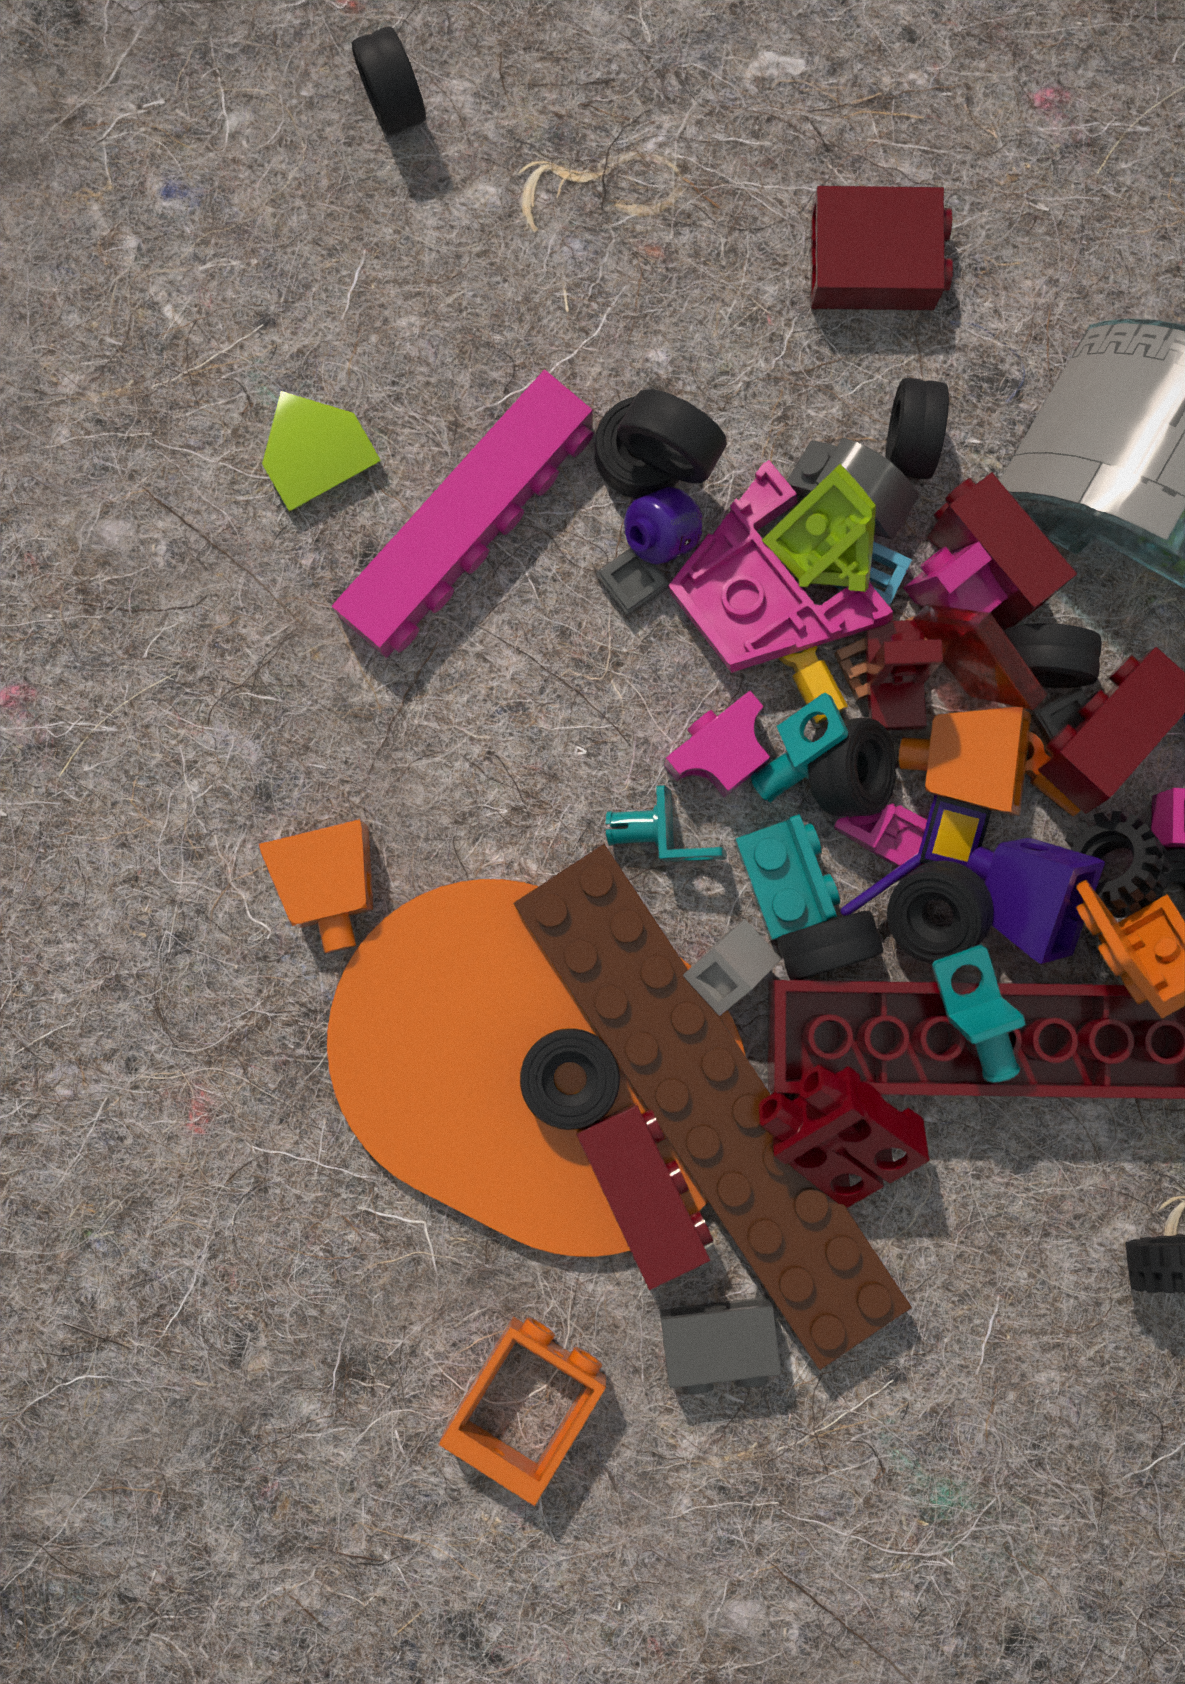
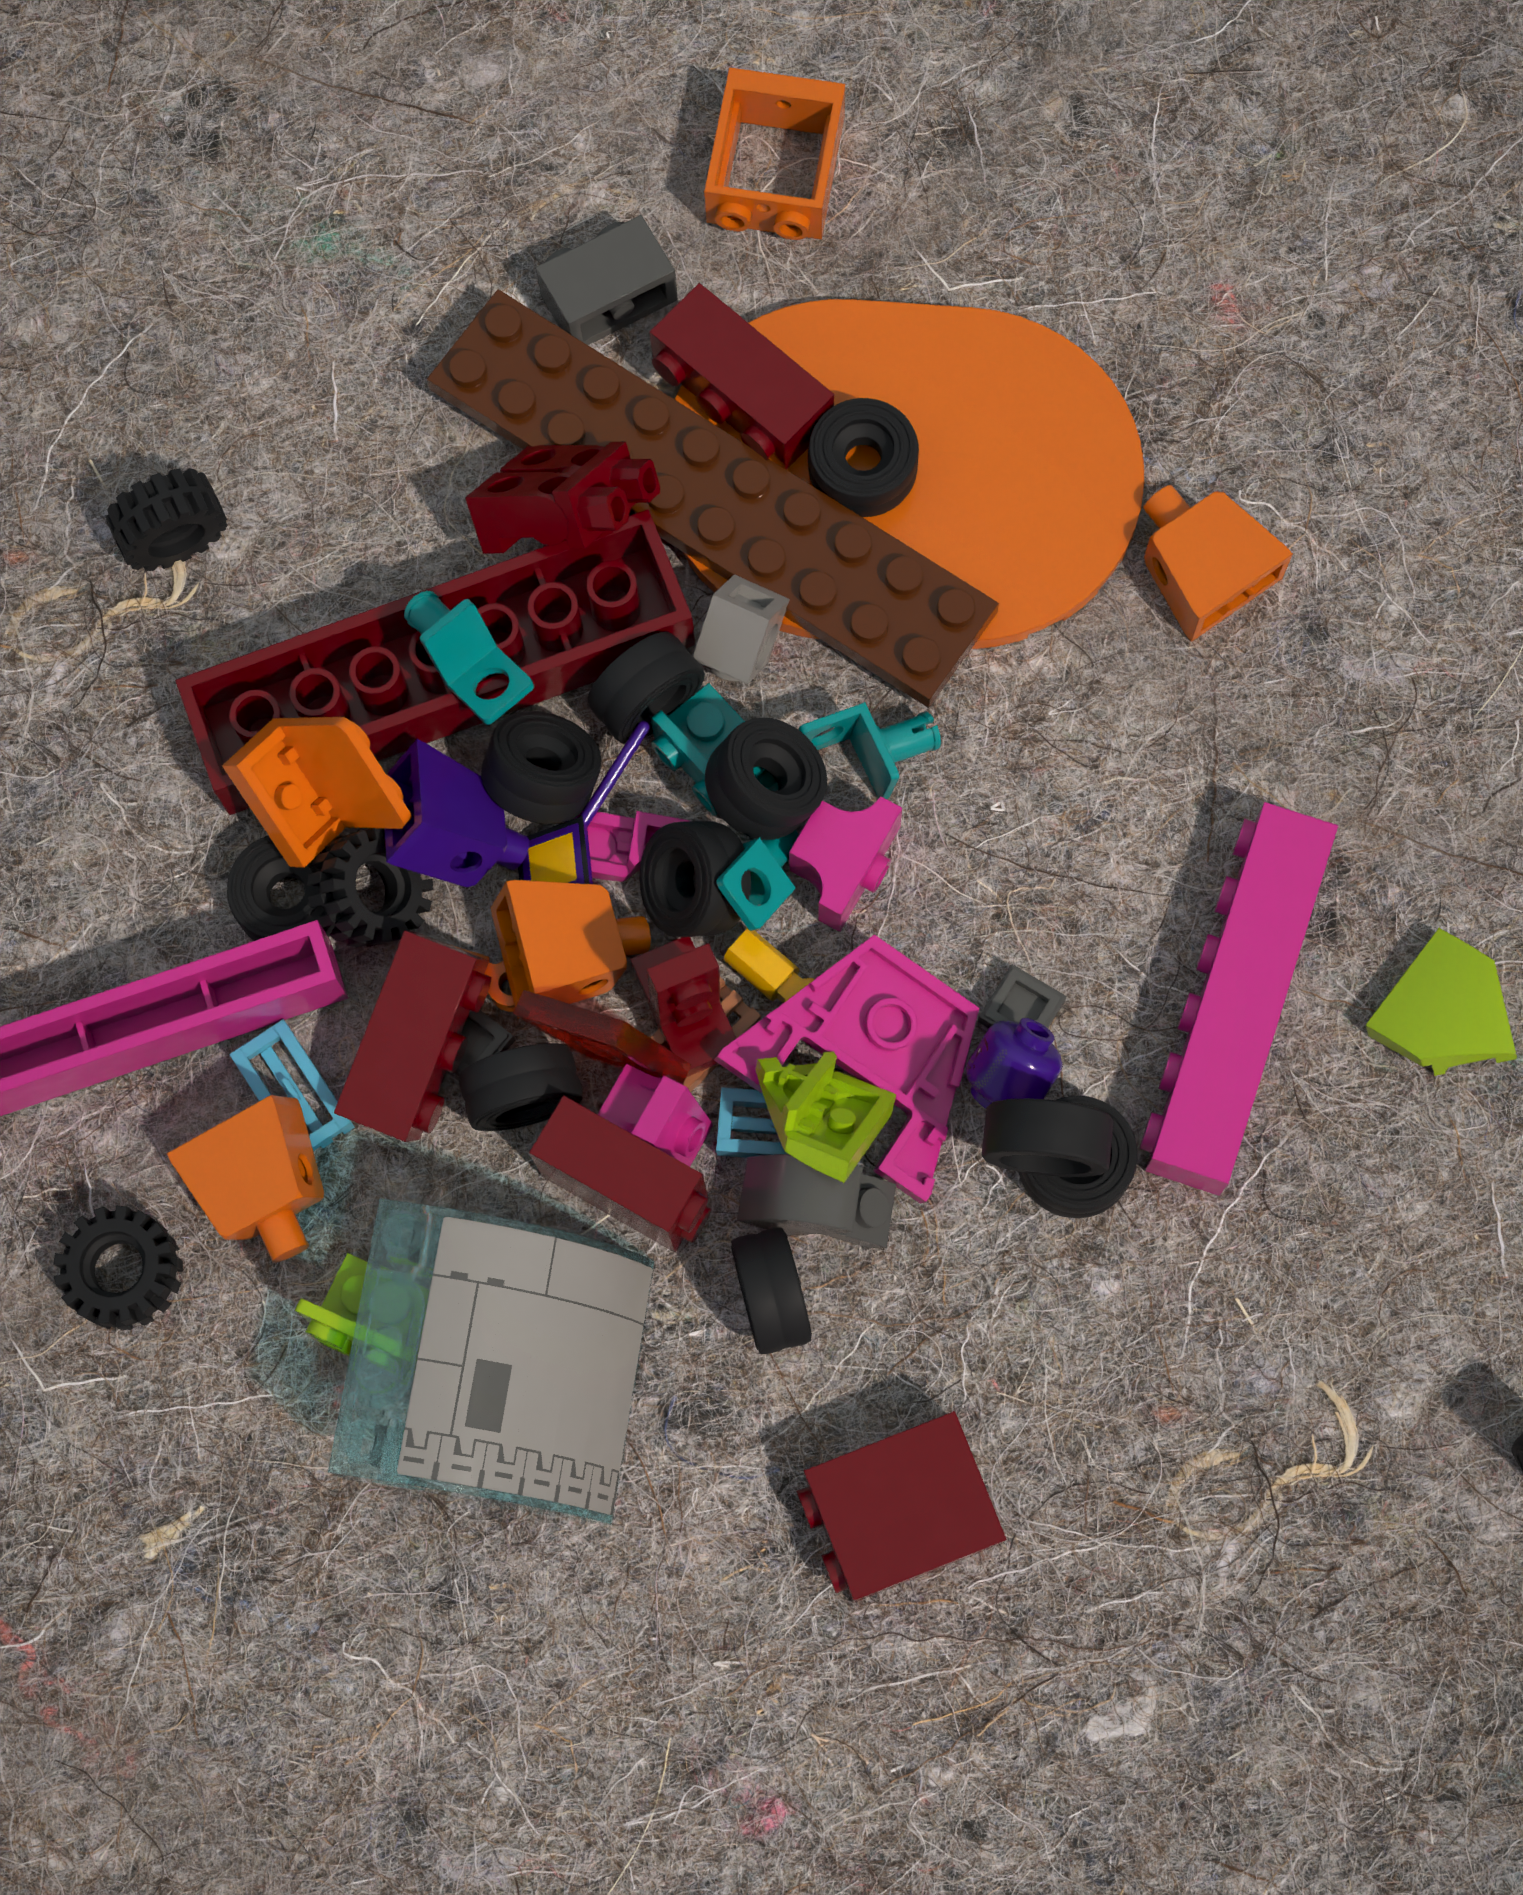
camera: 160 degrees right, 10 degrees down
(737, 815) = (787, 757): none -> black tyre

